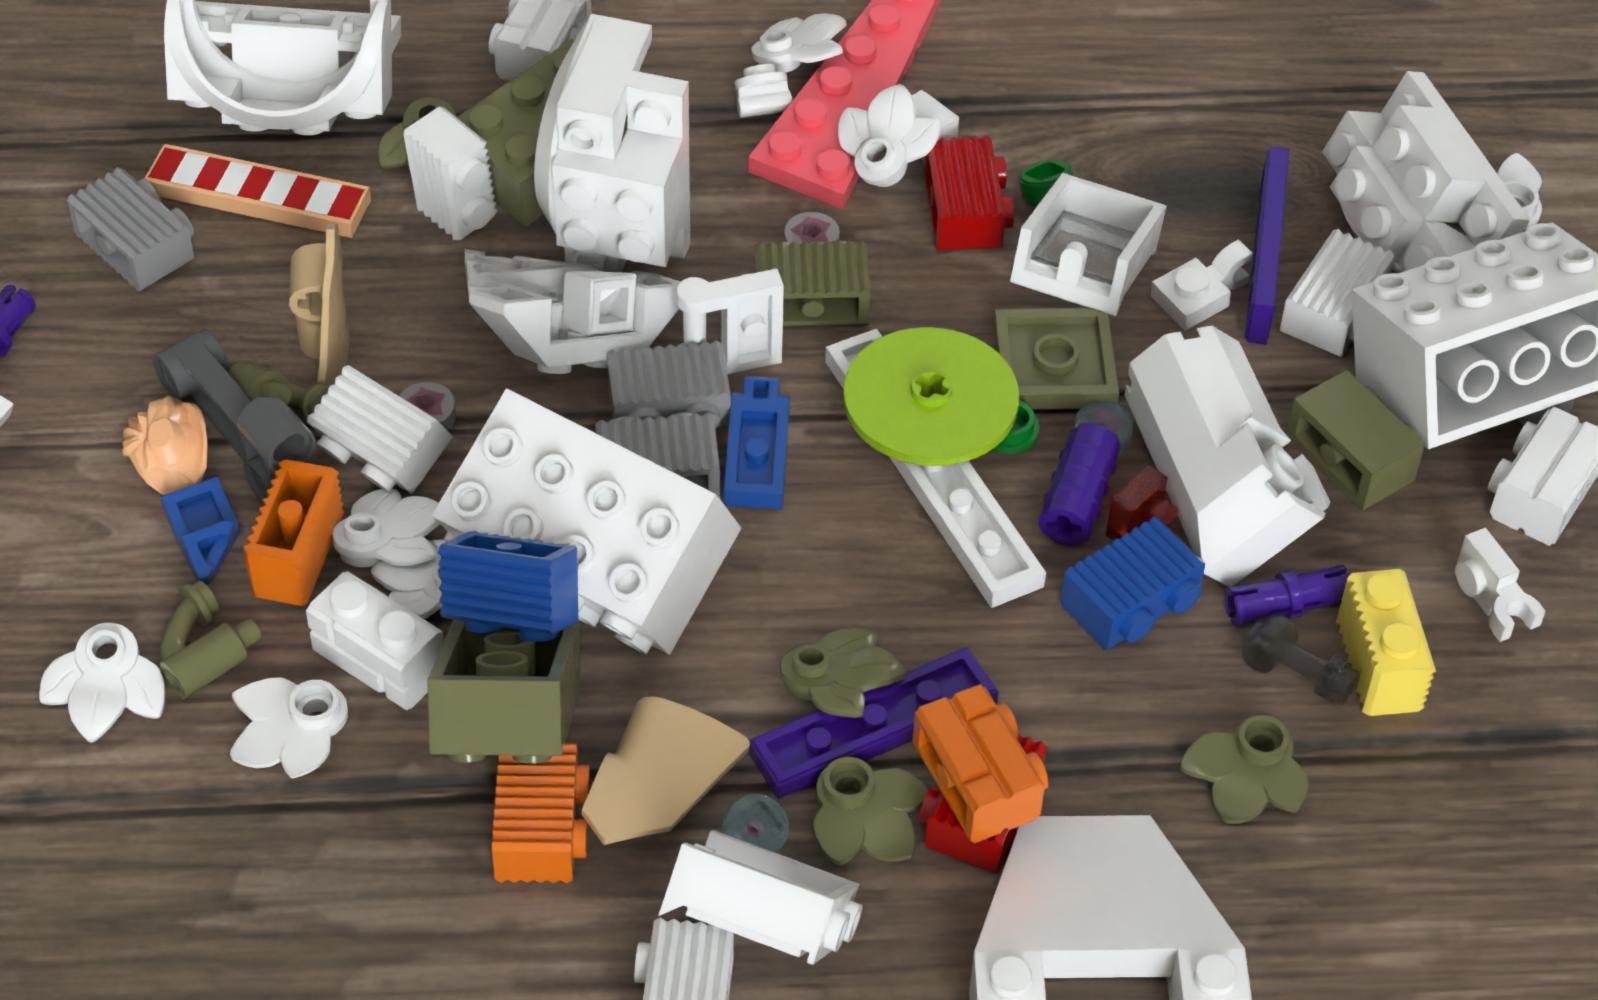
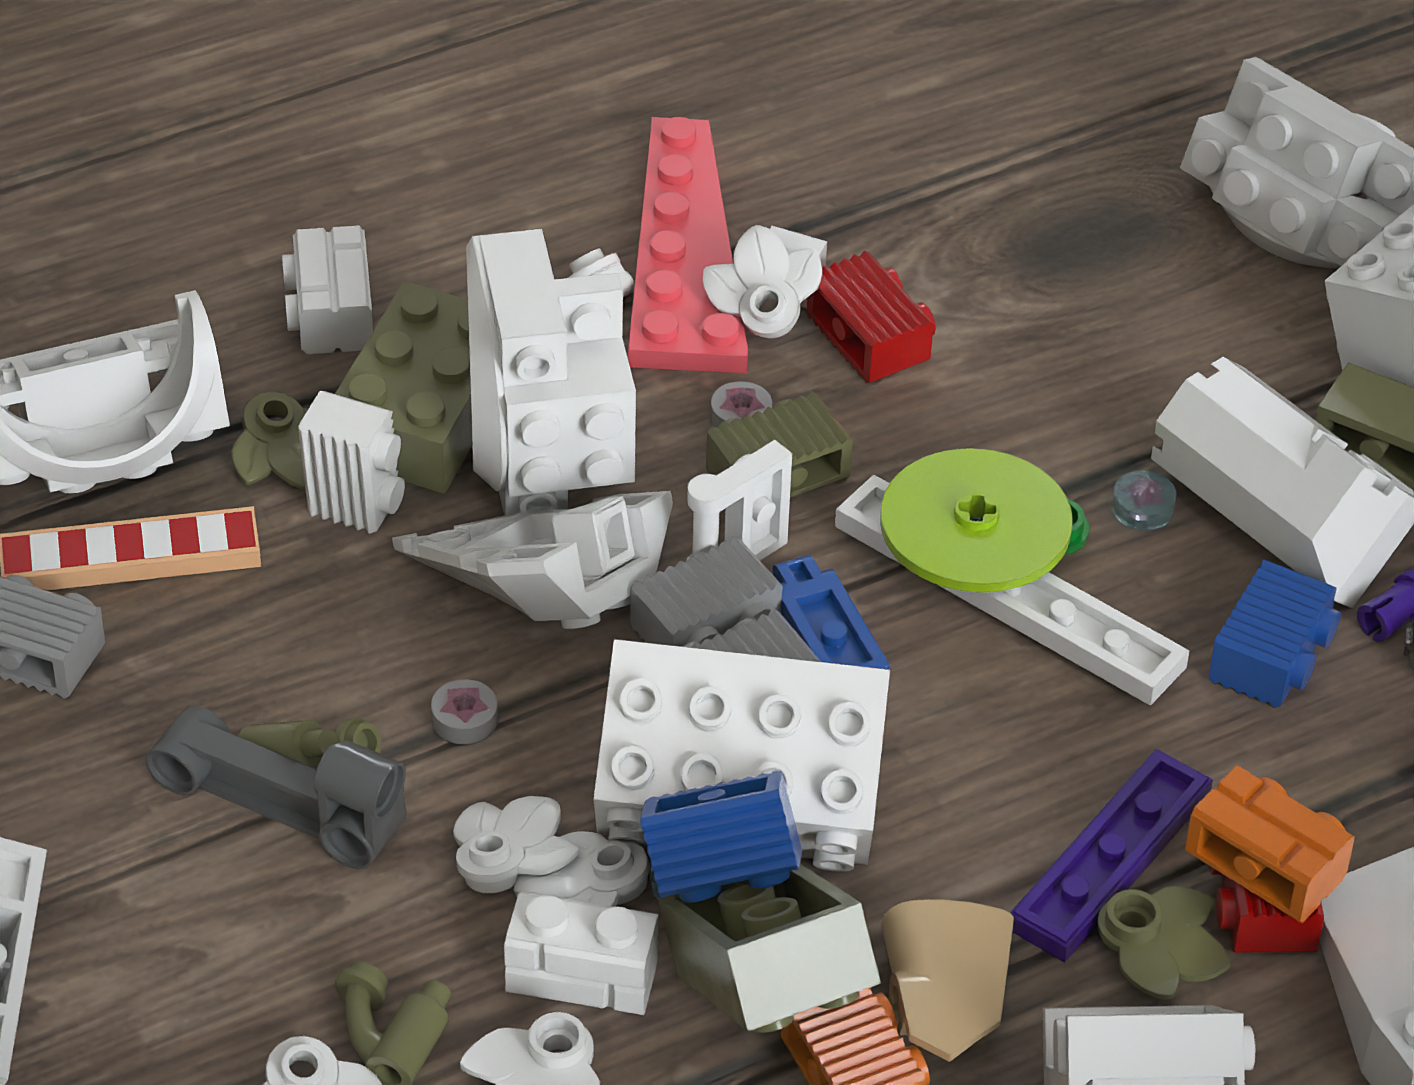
camera: 25 degrees left, 5 degrees down
(167, 444) = (219, 840): light nougat hat -> none
(202, 526) = (308, 911): blue slope -> none
(293, 532) = (428, 876): orange brick -> none
(319, 304) = (306, 630): tan panel -> none
(378, 430) = (447, 744): white brick -> none
(757, 821) = (1070, 984): clear light blue tile -> none
(799, 41) = (610, 215): white plate -> none
(840, 670) = (1053, 816): olive plate -> none
(1040, 177) = (937, 280): green tile -> none
(1058, 355) = (1065, 437): olive plate -> none
(1079, 484) = (1162, 557): dark purple axle -> none
(1087, 243) = (1028, 324): white window -> none
(1139, 503) = (1236, 559): clear red tile -> none
(1199, 292) = (1147, 340): white plate -> none
(1267, 246) = (1187, 270): dark purple tile -> none
(1322, 299) = (1284, 297): white brick -> none

